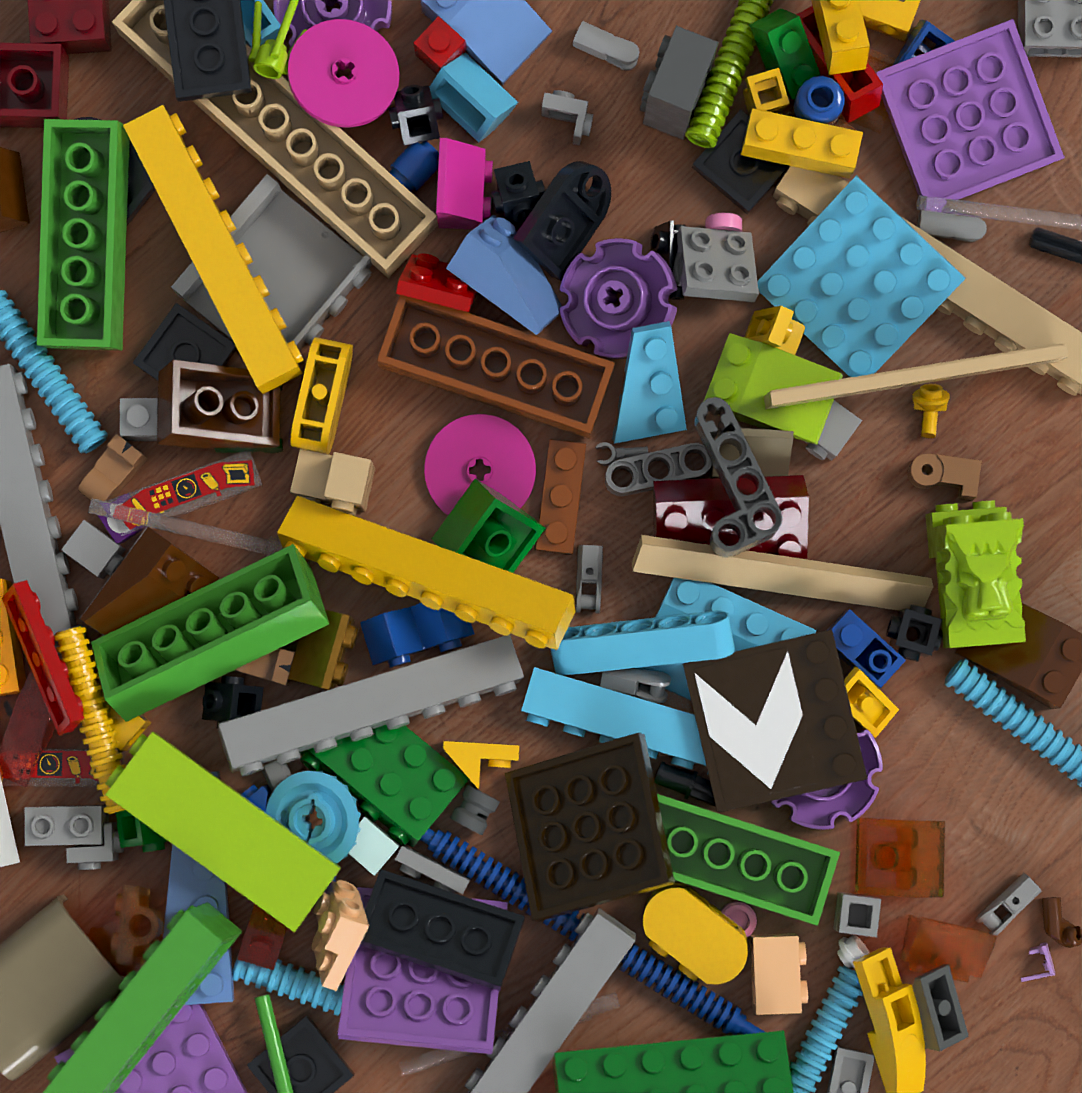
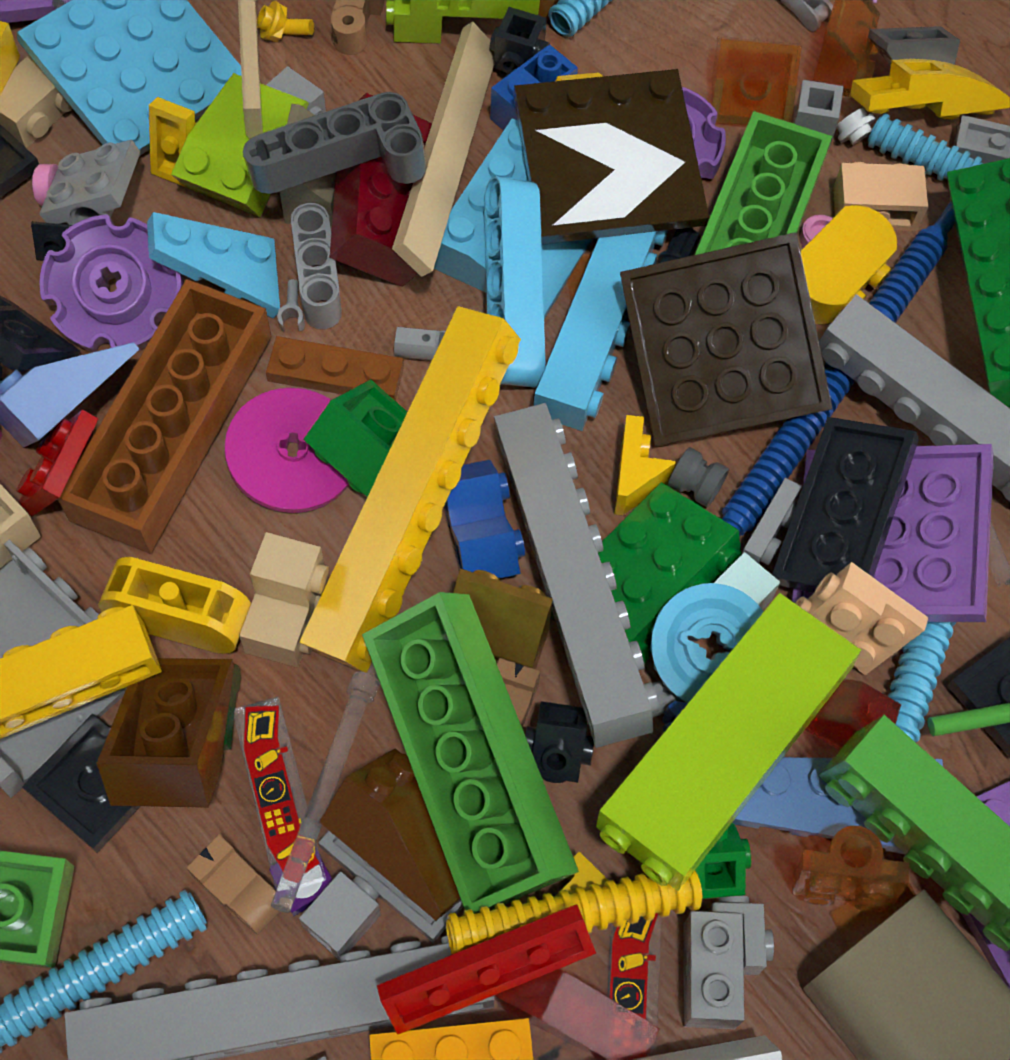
camera: 85 degrees left, 20 degrees down
(138, 419) = (171, 838): light grey brick -> none
(629, 682) = (557, 306): light grey bar -> none

